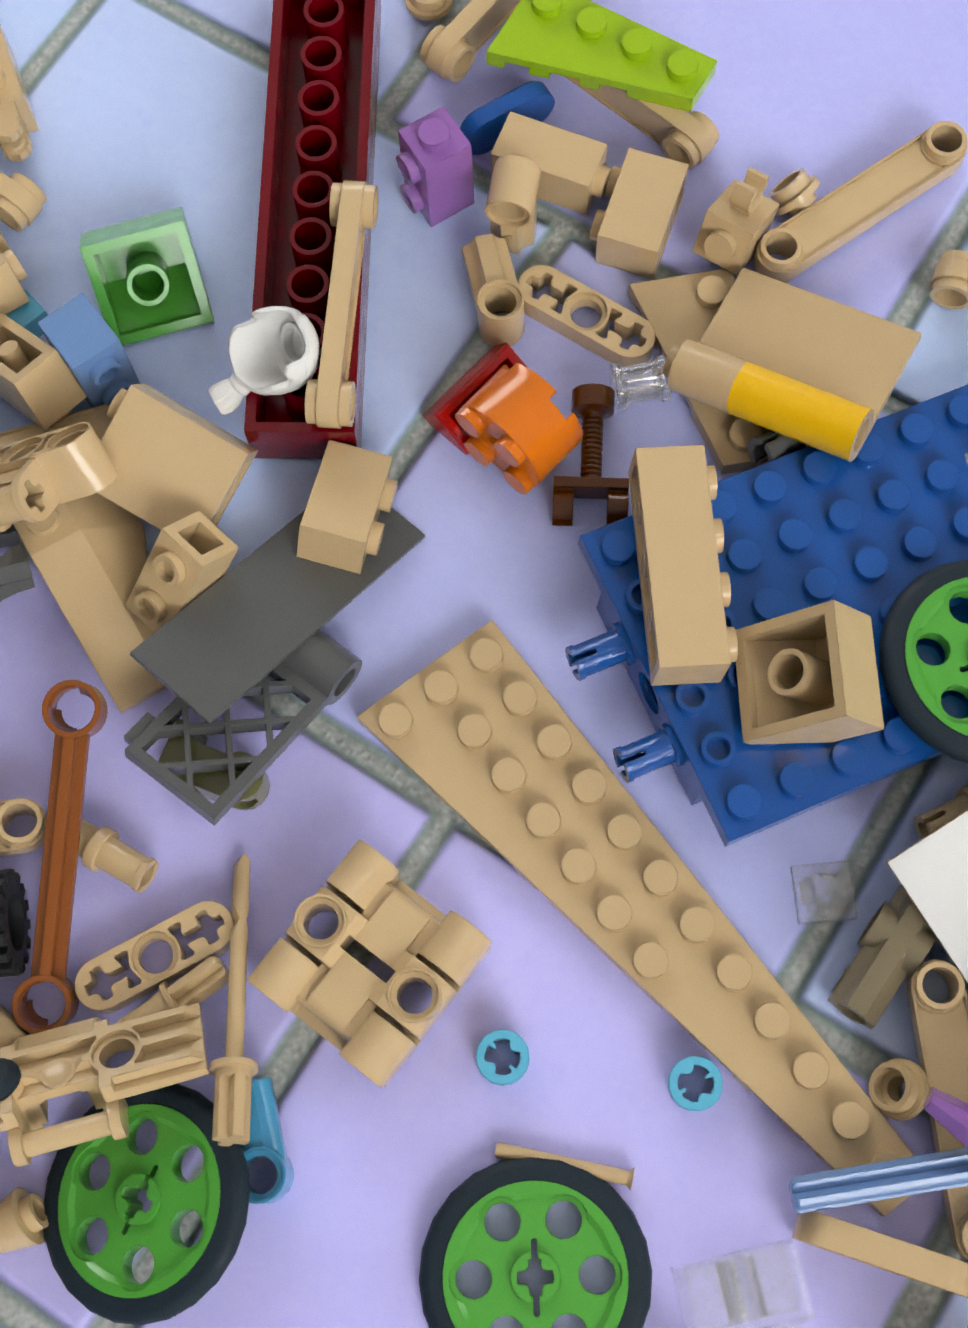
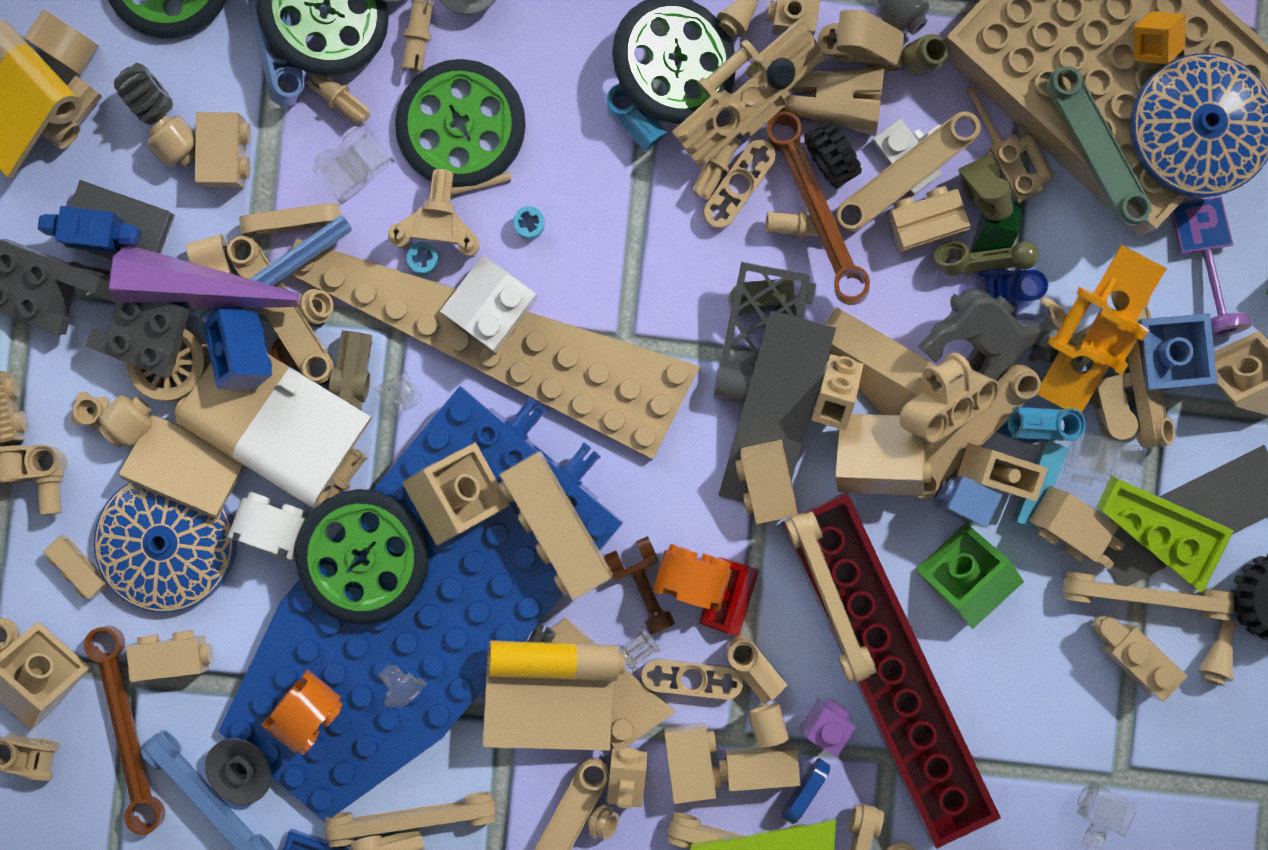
camera: 145 degrees right, 15 degrees up
(234, 1071) = (659, 138): tan piece -> none
(268, 356) = (852, 539): white hair -> none
(343, 996) = (616, 259): tan piece -> none
(626, 948) = (489, 304): none -> white slope
(645, 1129) = (436, 220): none -> tan axle

